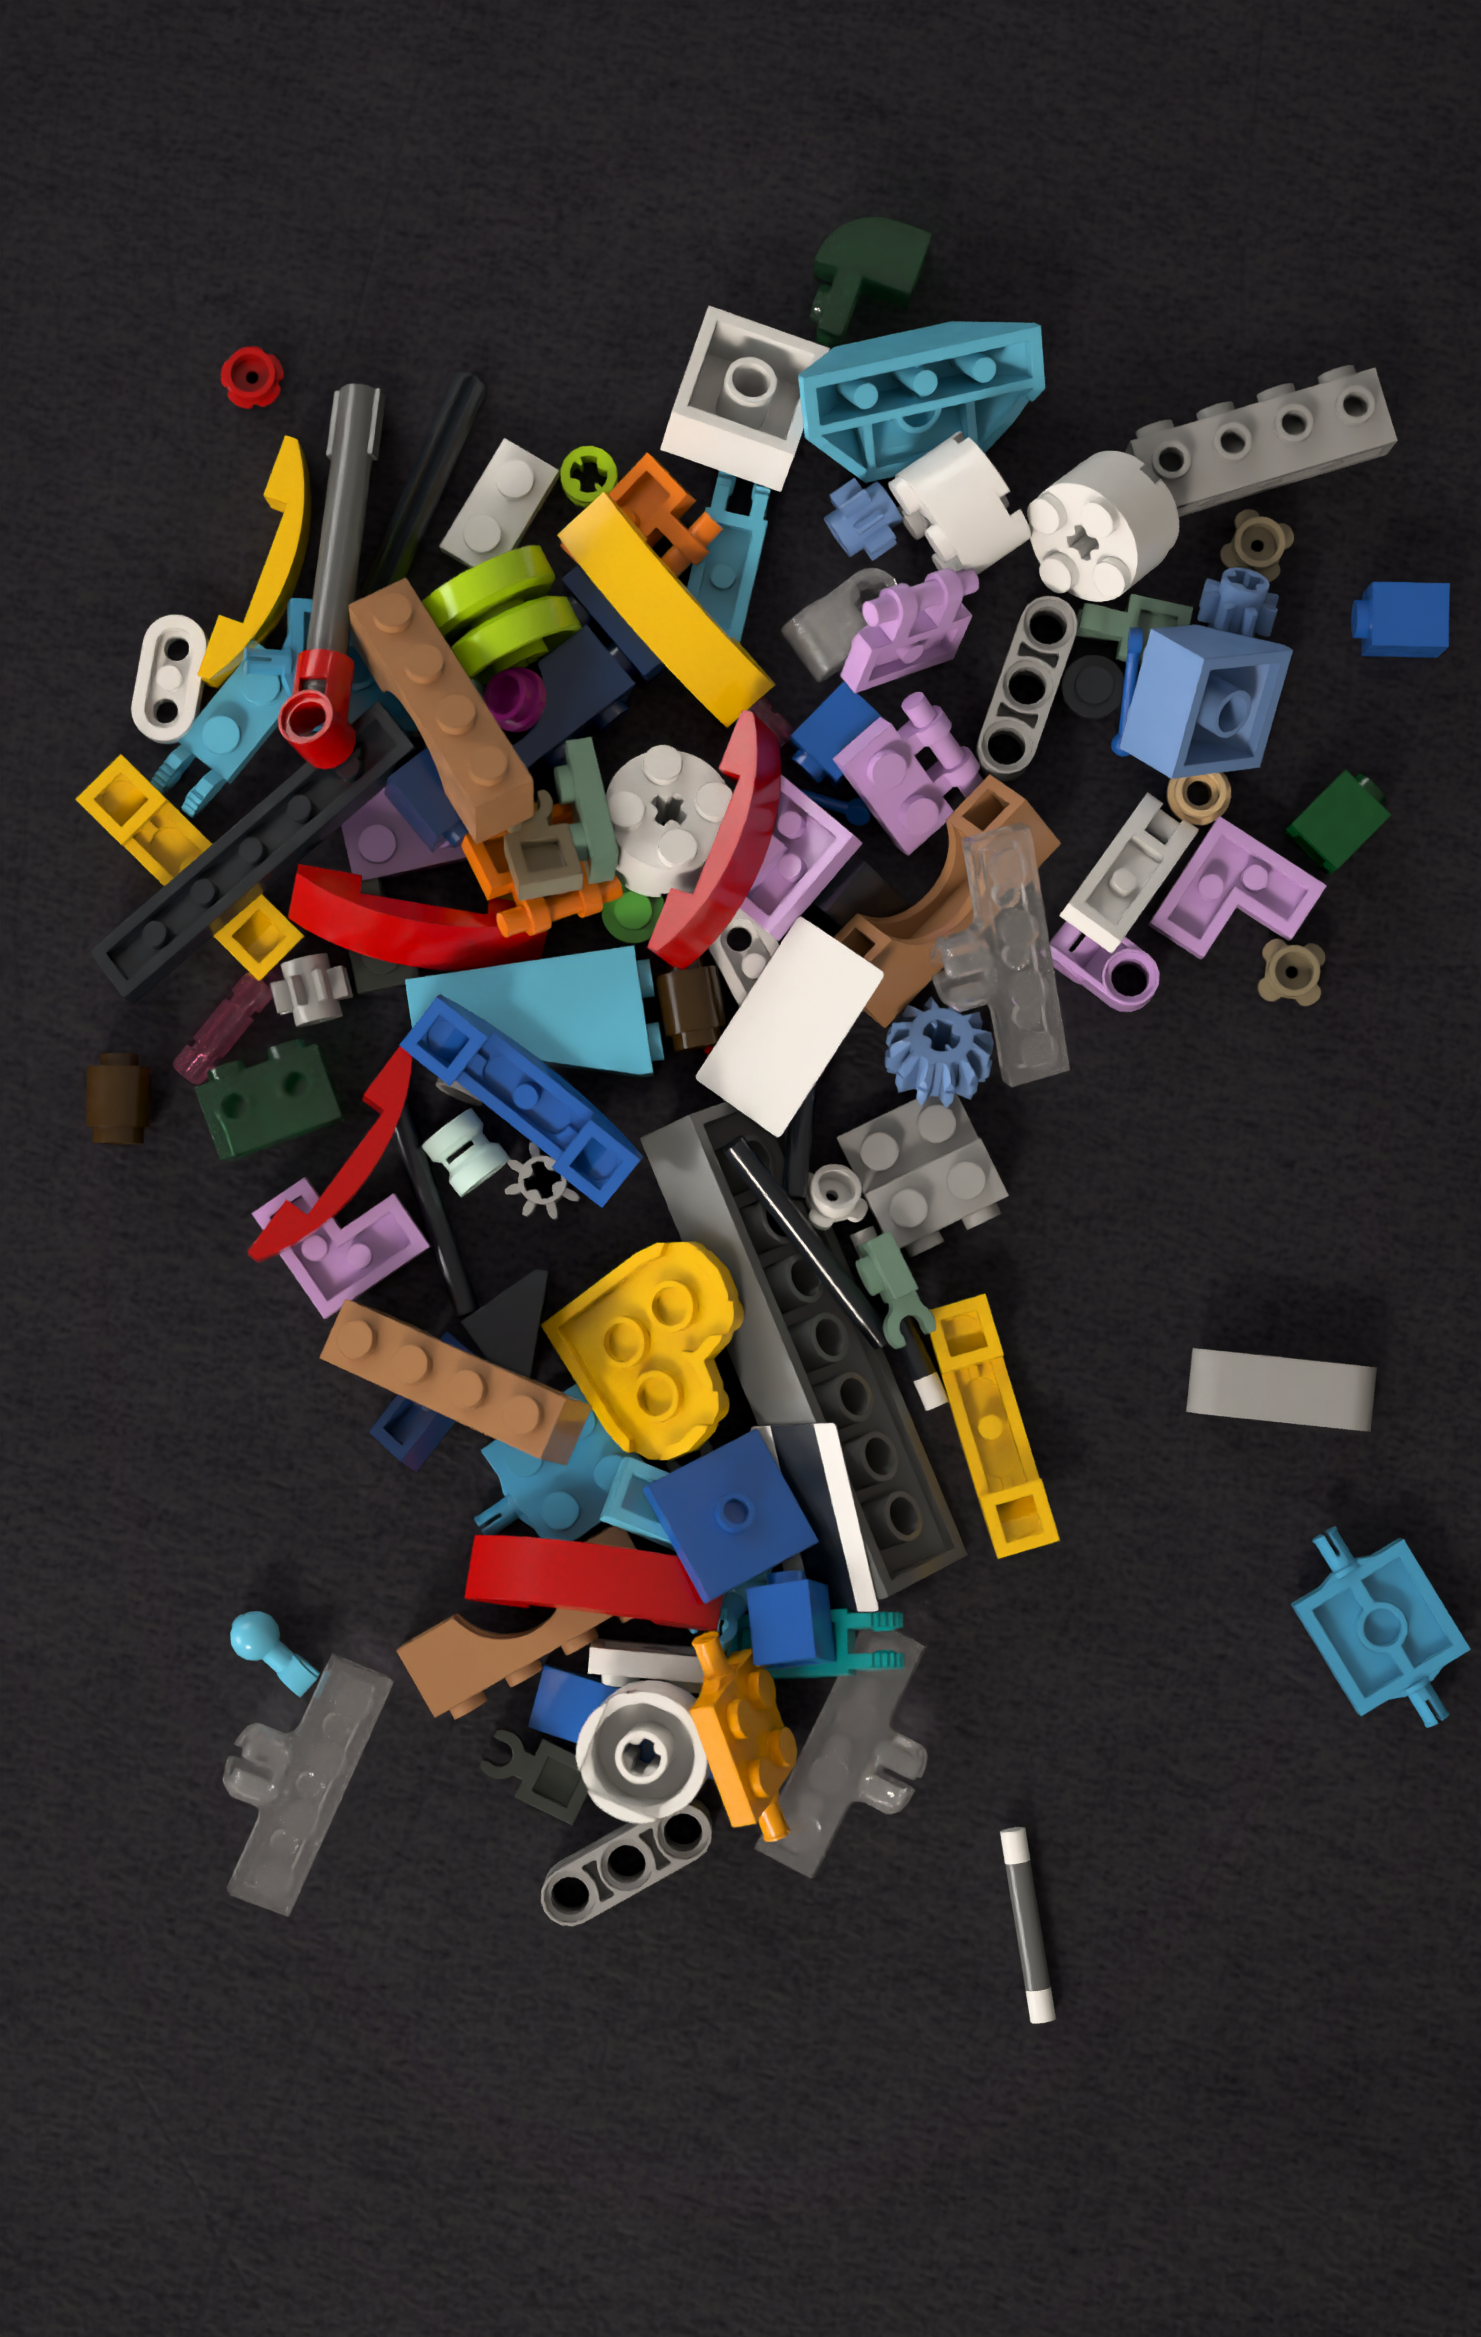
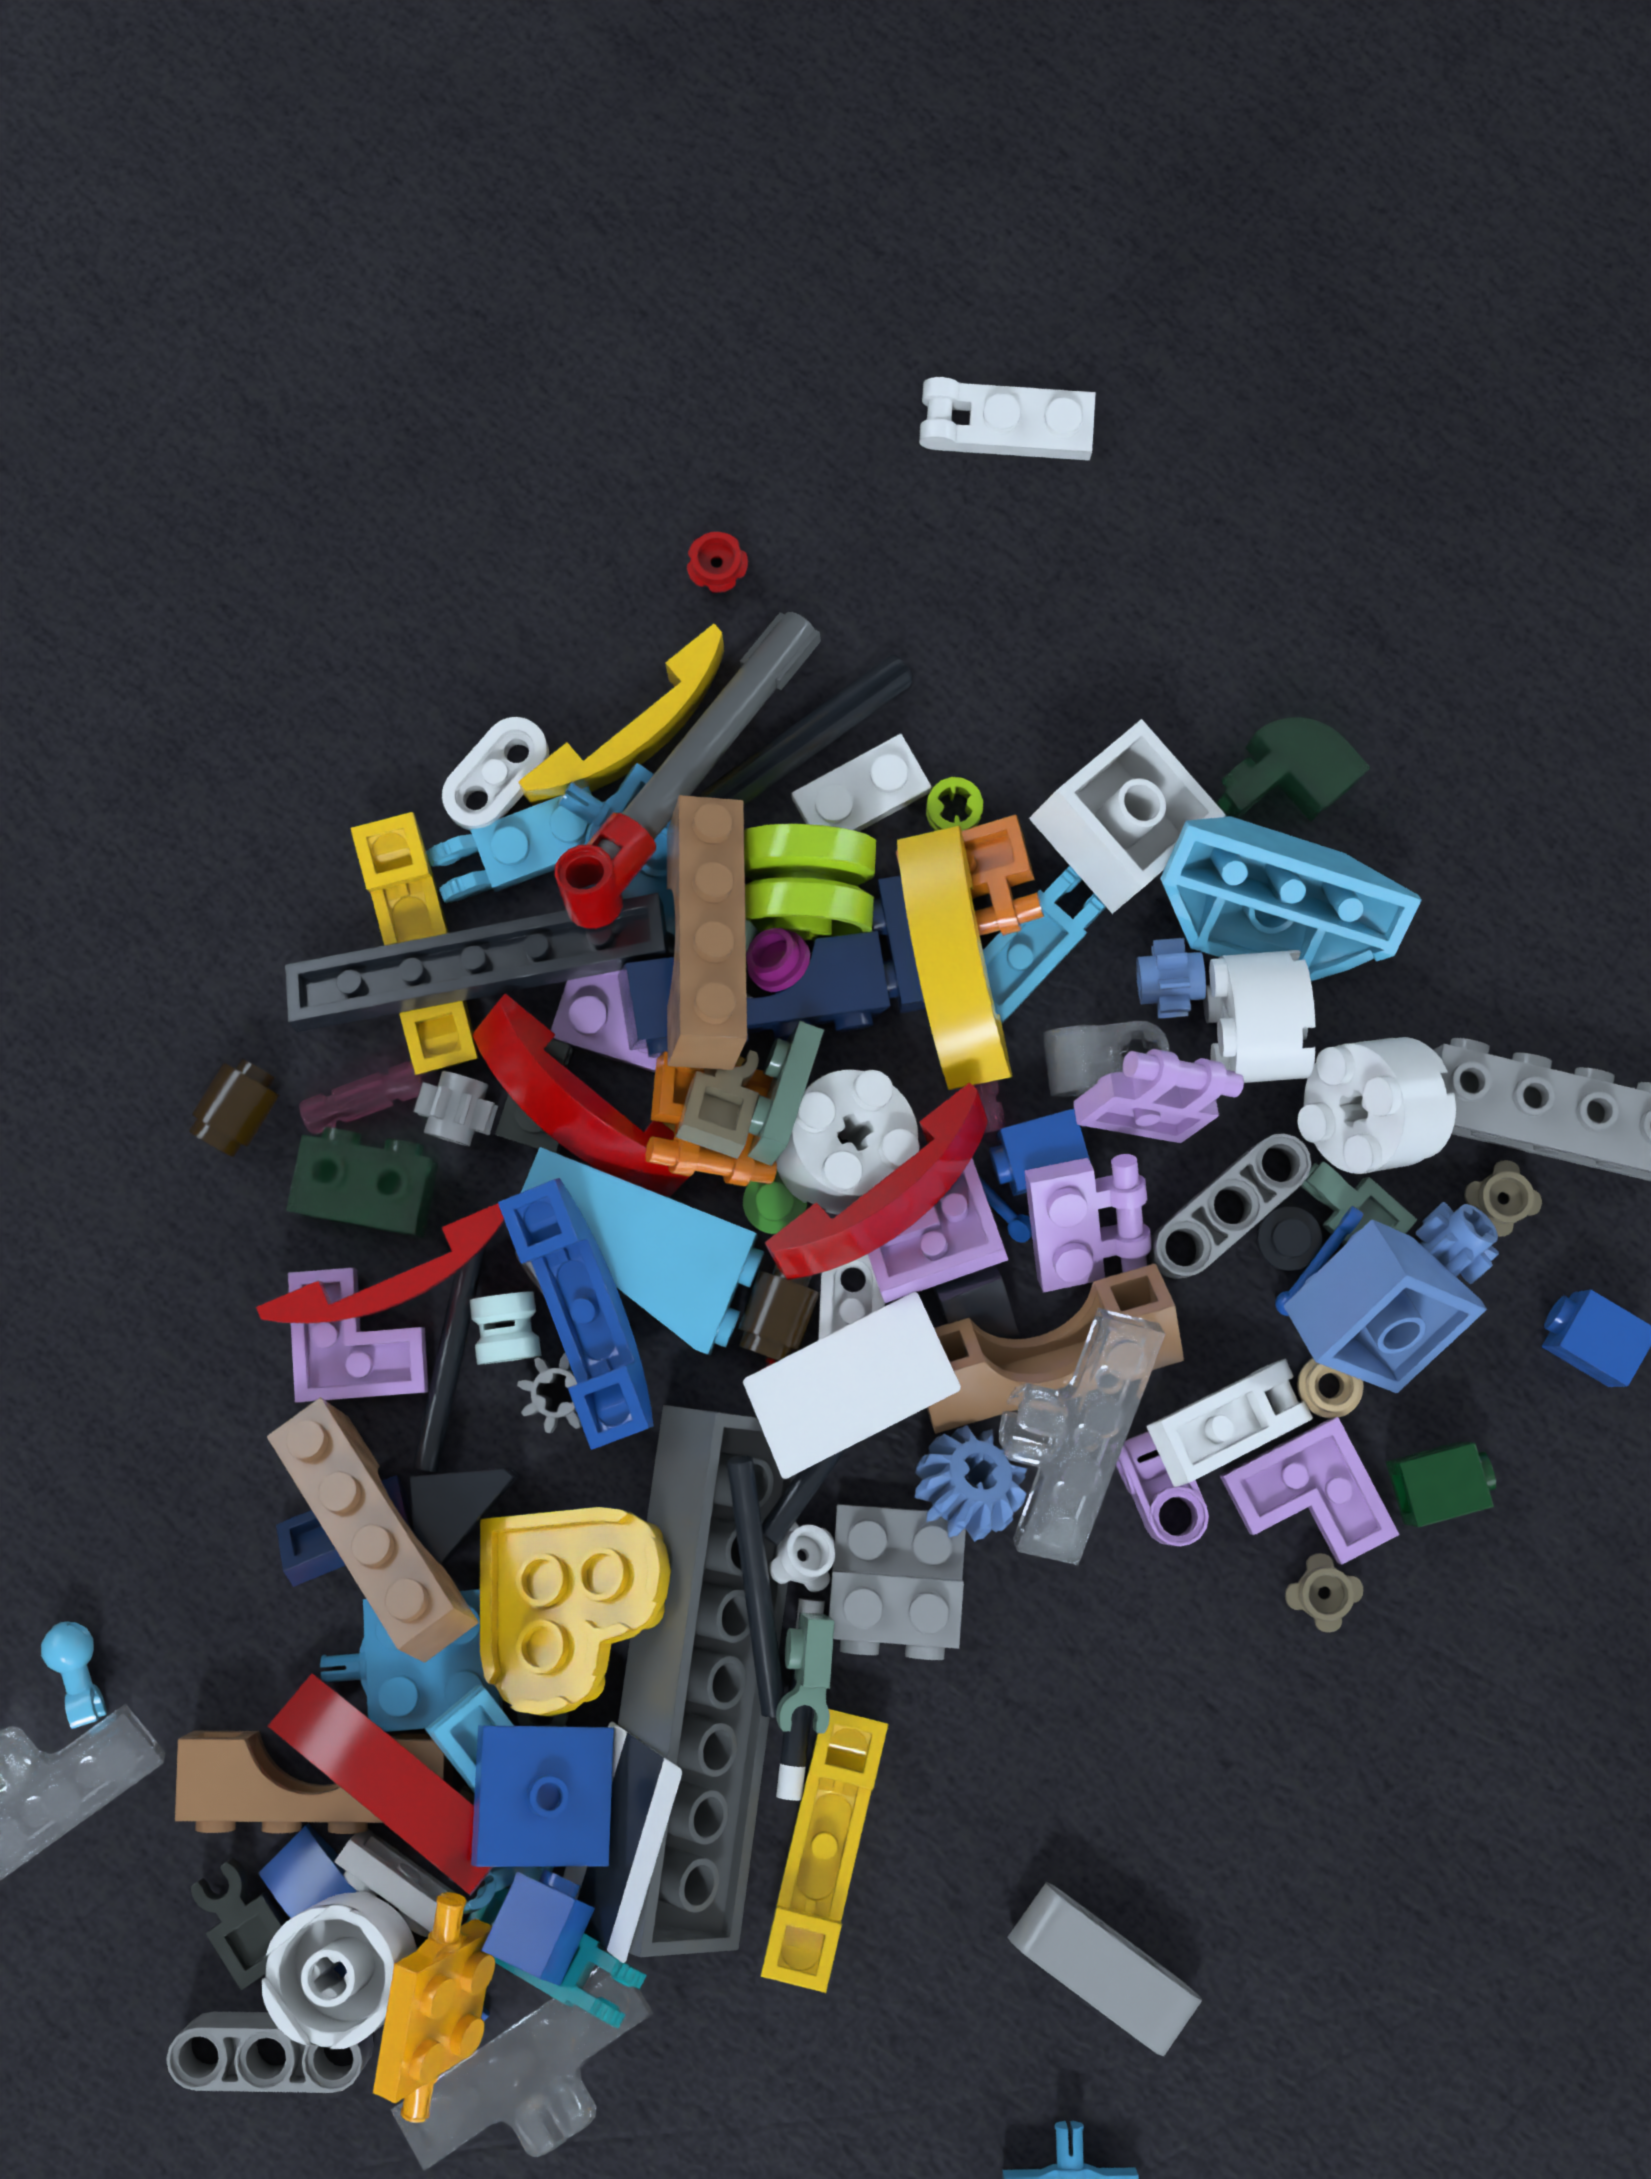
camera: 30 degrees right, 5 degrees down
(436, 99) = (1008, 420): none -> white plate

